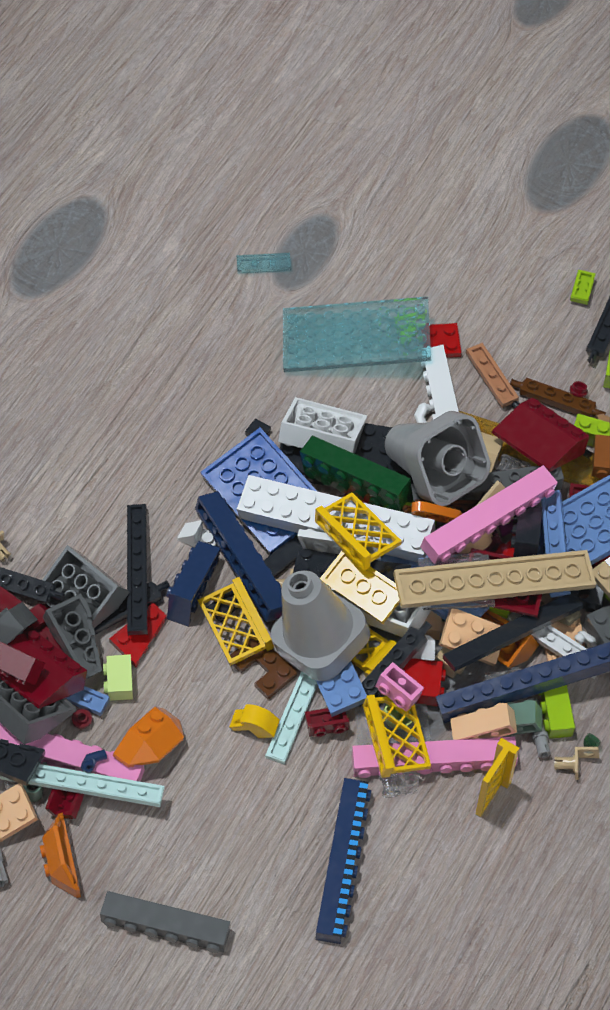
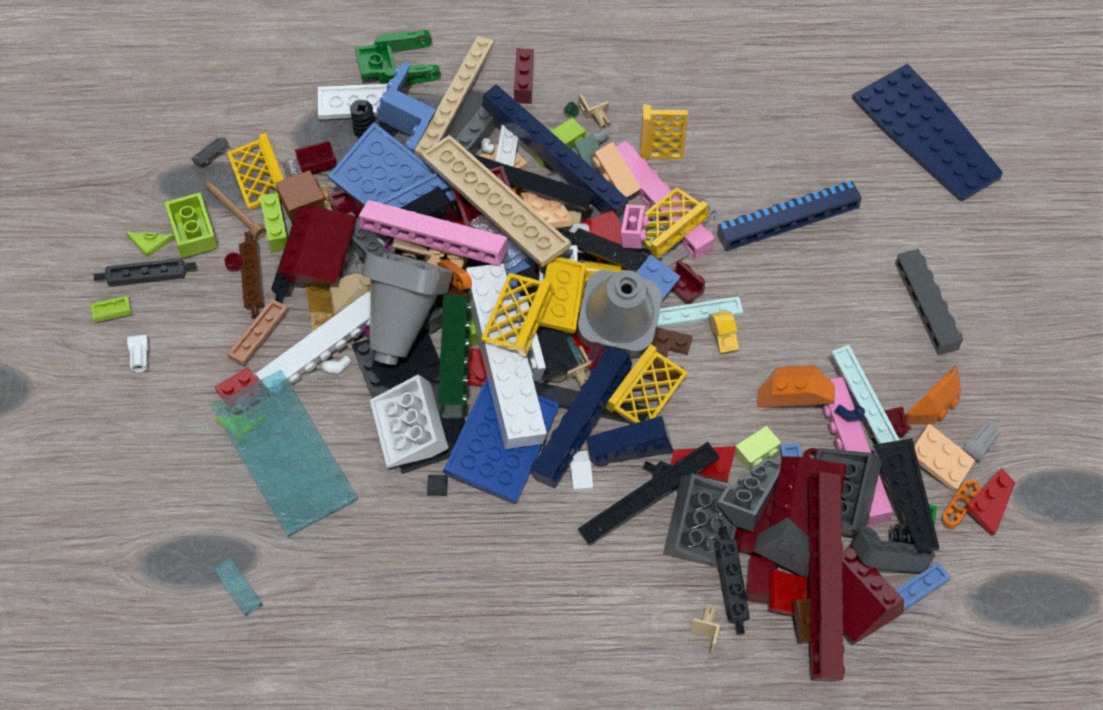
camera: 120 degrees left, 0 degrees up
(530, 288) = (138, 348): none -> white piece

